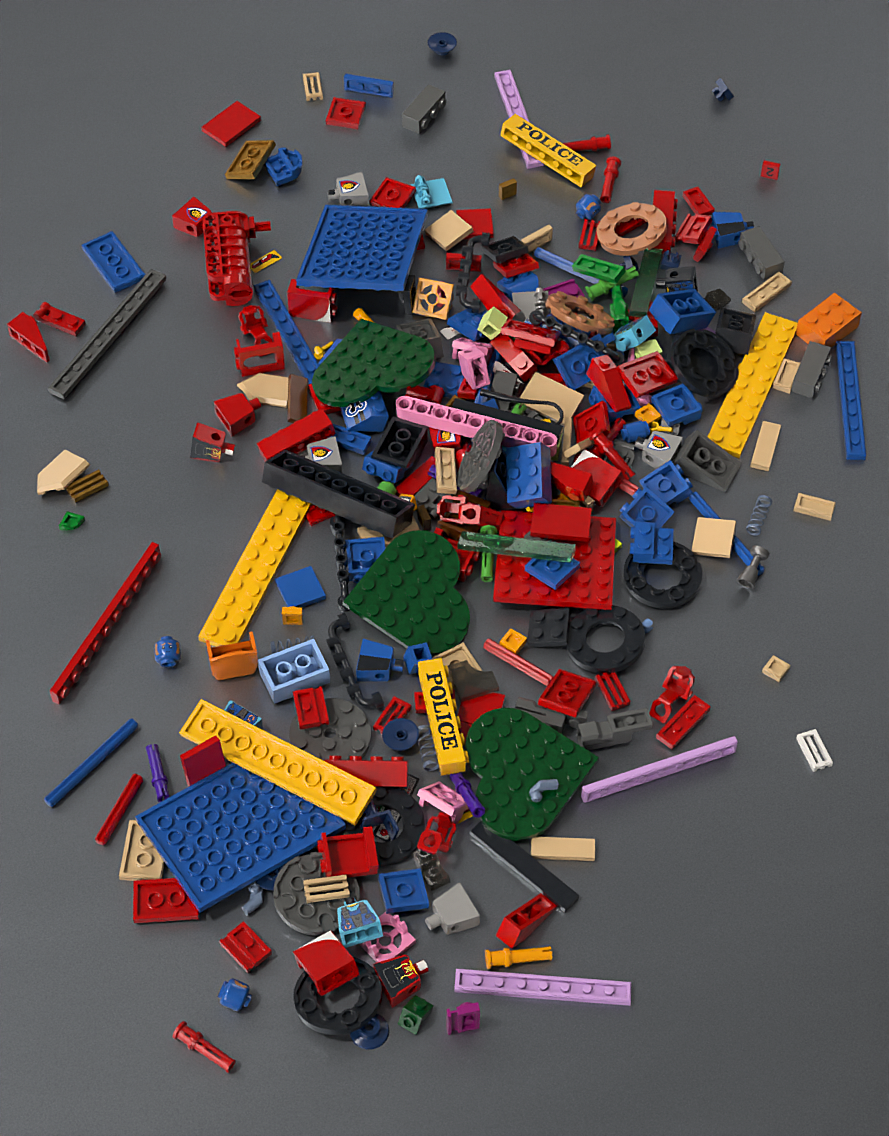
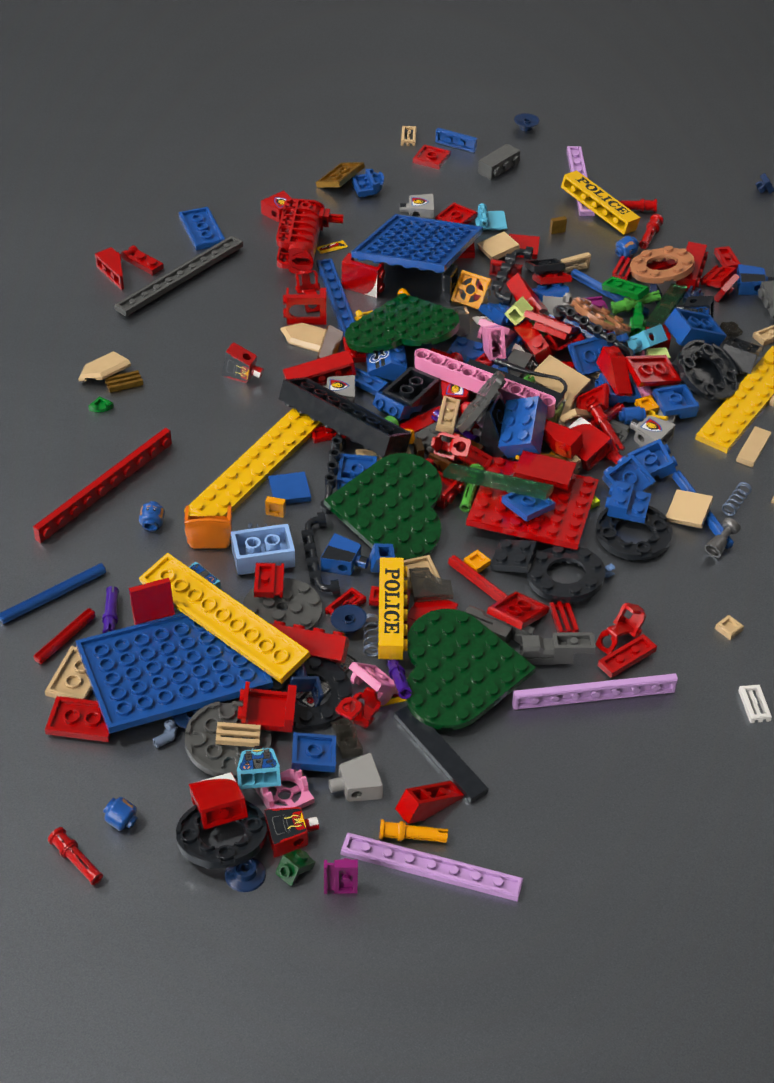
camera: 10 degrees right, 10 degrees down
(231, 123) = (332, 150): red tile -> none
(236, 412) = (273, 346): red torso -> none
(245, 947) = (145, 774): red plate -> none
(541, 786) = (470, 681): sand blue arm -> none
(563, 848) = (482, 745): tan tile -> none
(706, 461) = (695, 448): dark grey slope -> none

